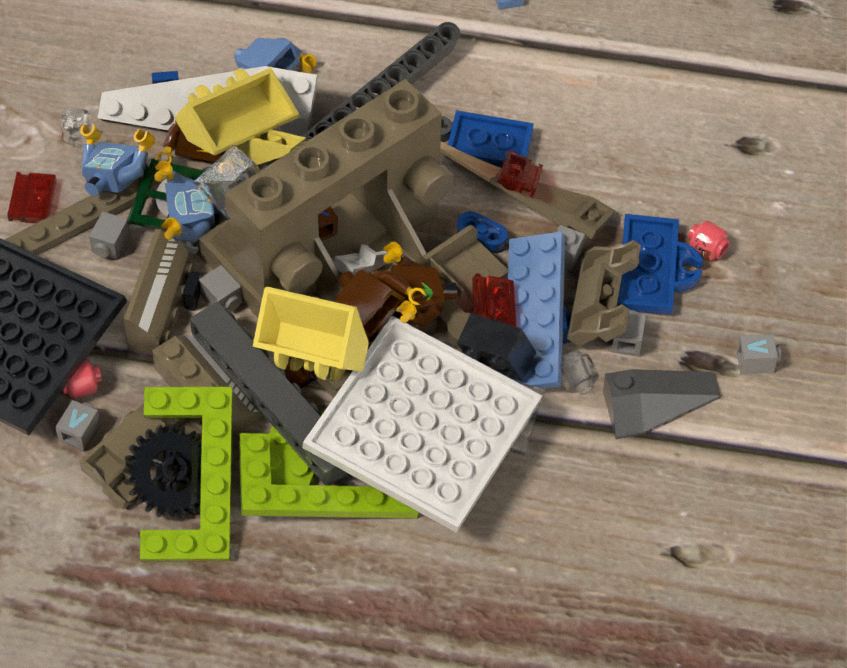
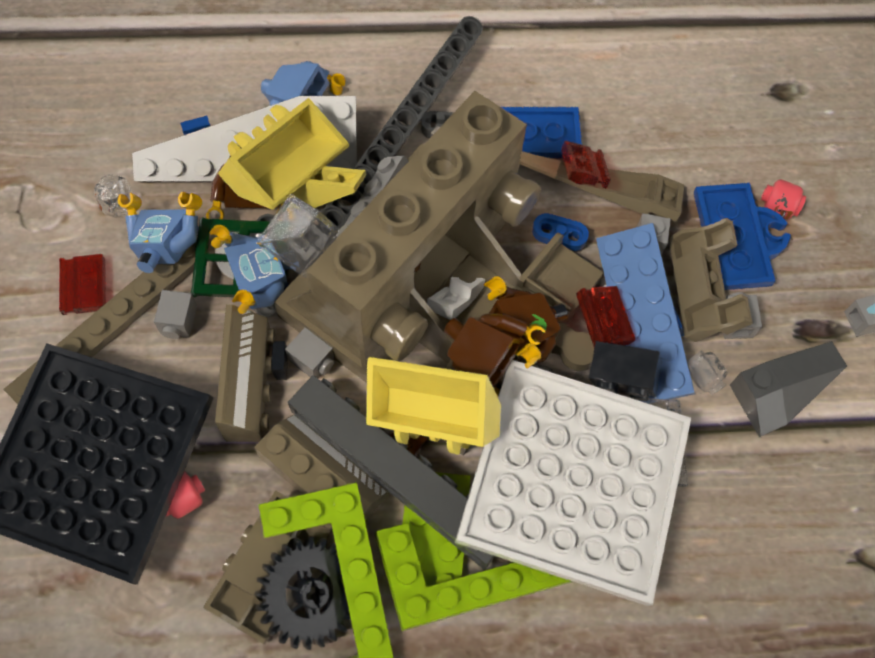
camera: 15 degrees left, 10 degrees up
(78, 425) = (191, 551): light grey brick -> none

